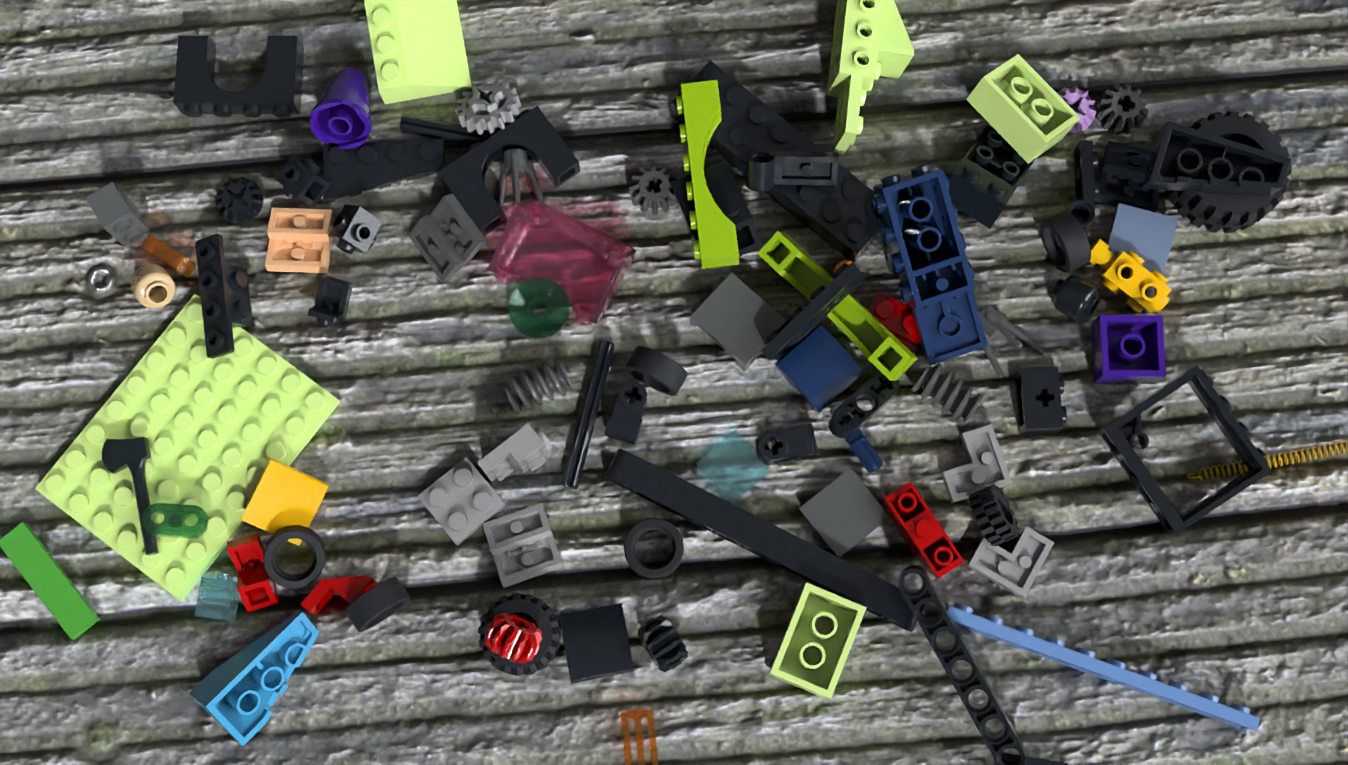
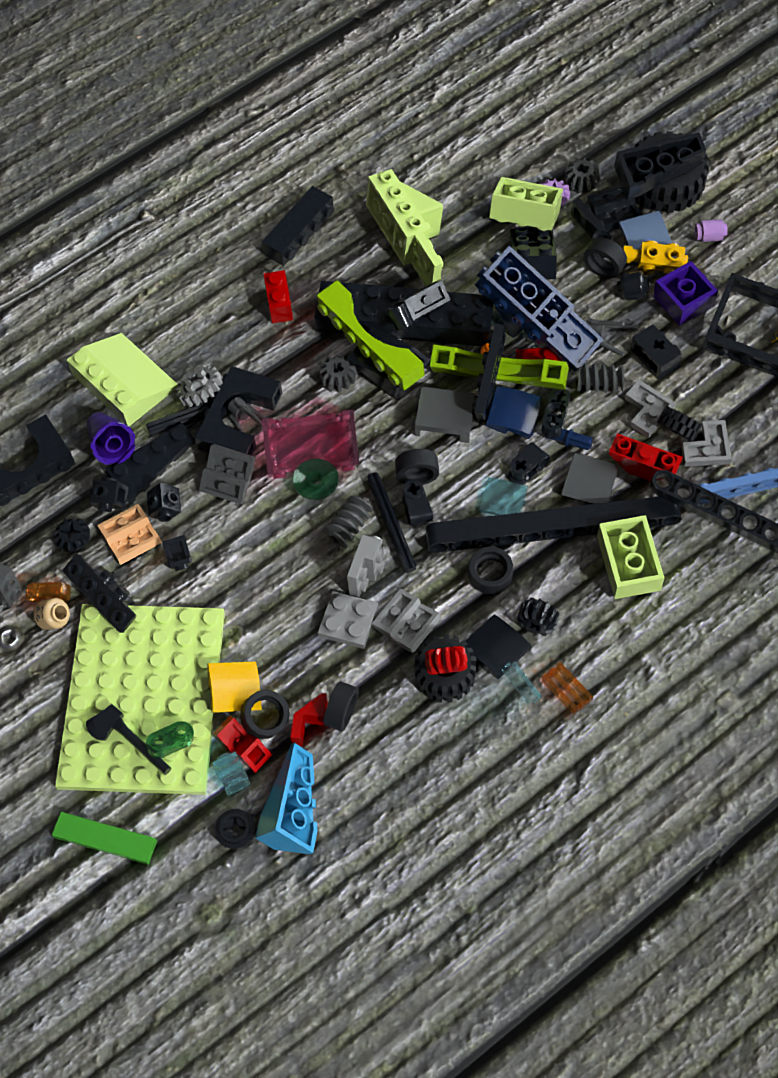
camera: 30 degrees left, 15 degrees down
(168, 666) = (226, 822): none -> black gear
(586, 712) = (521, 682): none -> clear light blue piece
(653, 46) = (278, 296): none -> red brick
(1223, 283) = (710, 230): none -> lavender brick

